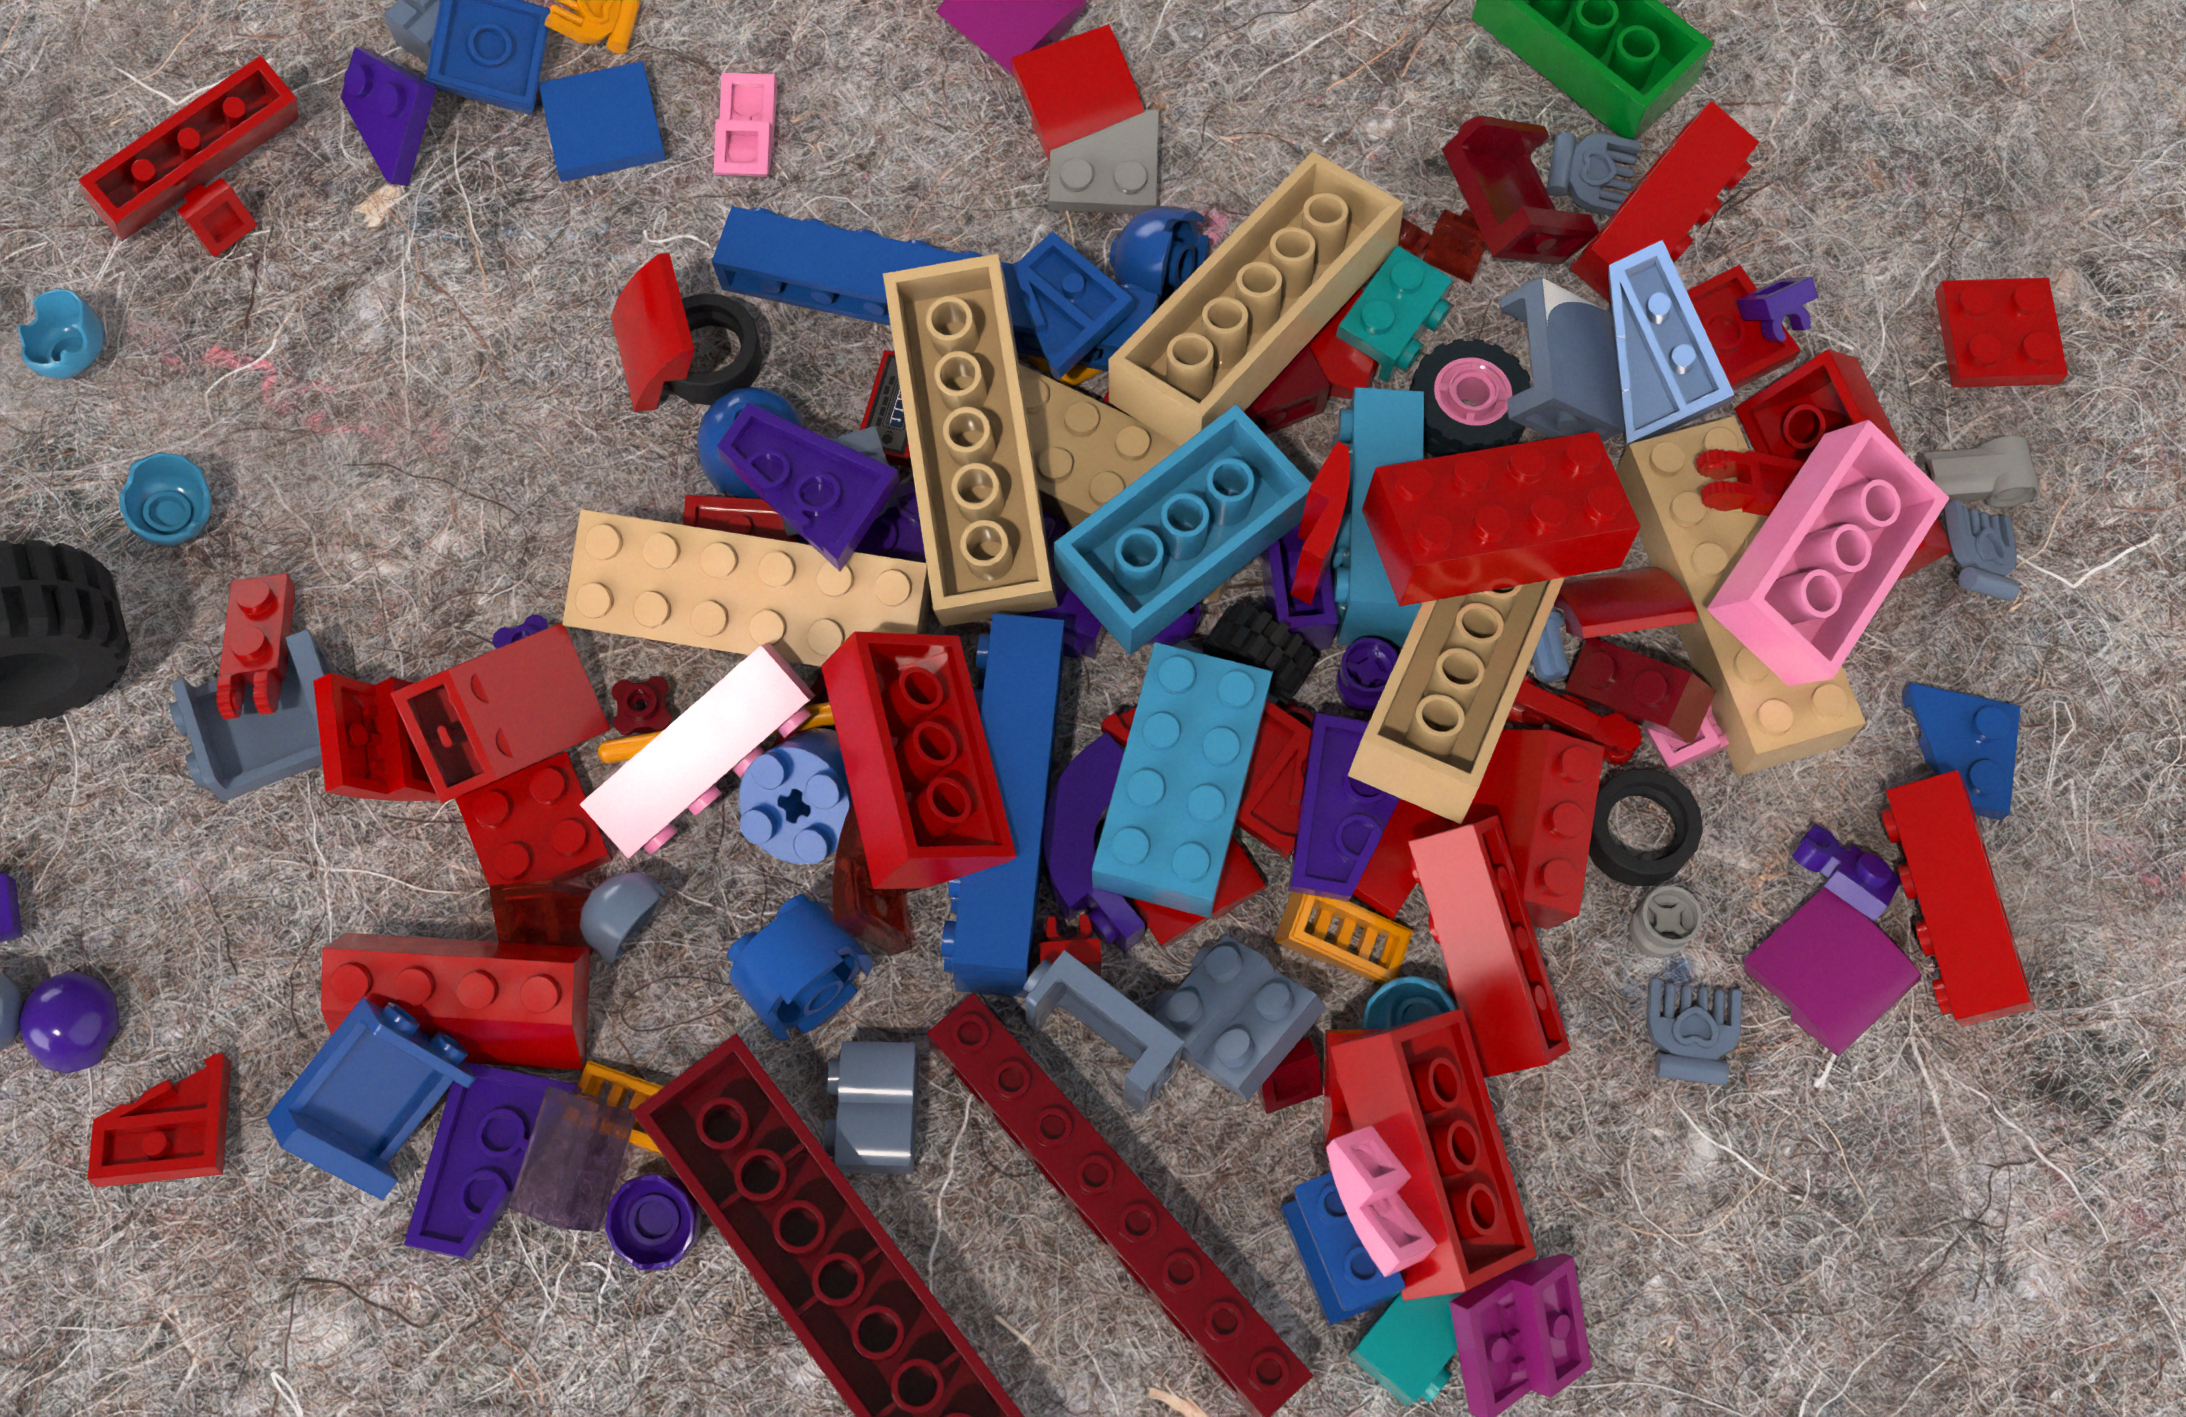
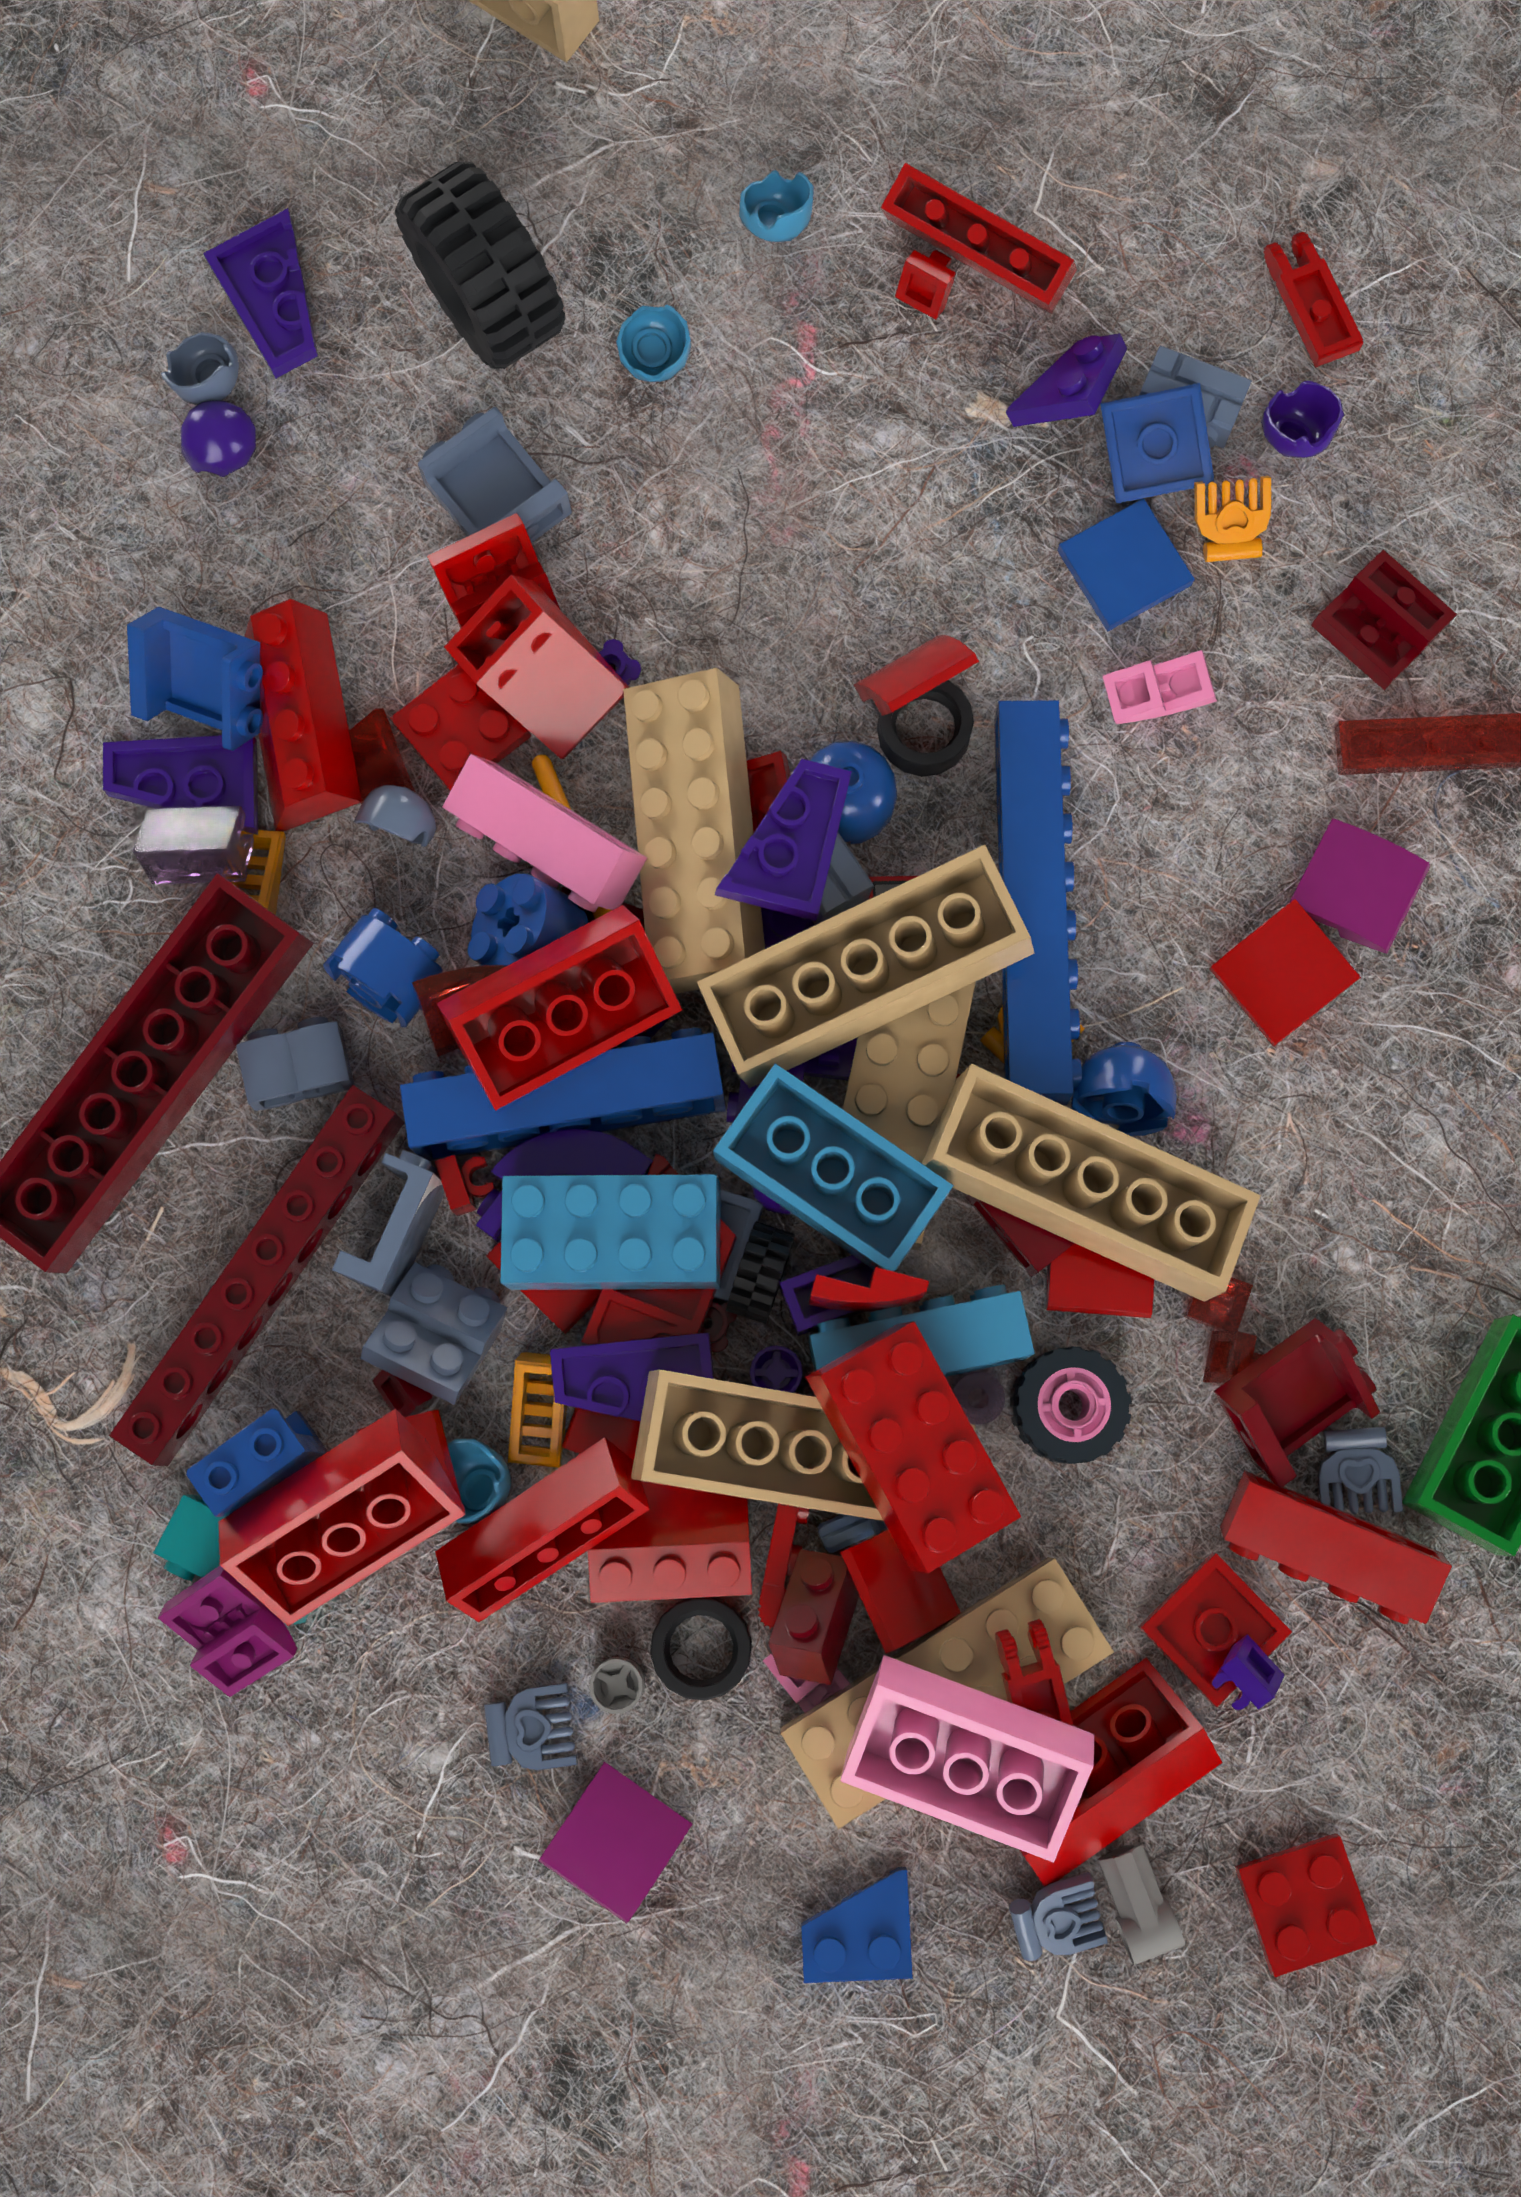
camera: 80 degrees right, 10 degrees up
(166, 1132) = (150, 541): red wing -> none
(255, 643) = (559, 454): red hinge -> none
(653, 717) = (585, 790): dark red plate -> none
(653, 1221) = (156, 916): dark purple hair -> none
(1068, 302) = (1033, 1015): blue wing -> none
(1108, 169) = (1215, 1020): light grey wing -> none
(1368, 1185) = (264, 1480): bright pink slope -> none
(1396, 311) = (1139, 1316): teal bracket -> none
(1570, 362) = (1126, 1485): sand blue panel -> none
(1661, 348) = (1159, 1568): light blue wedge -> none
(1852, 874) = (706, 1847): dark purple plate -> none
(1958, 900) = (702, 1945): red brick -> none

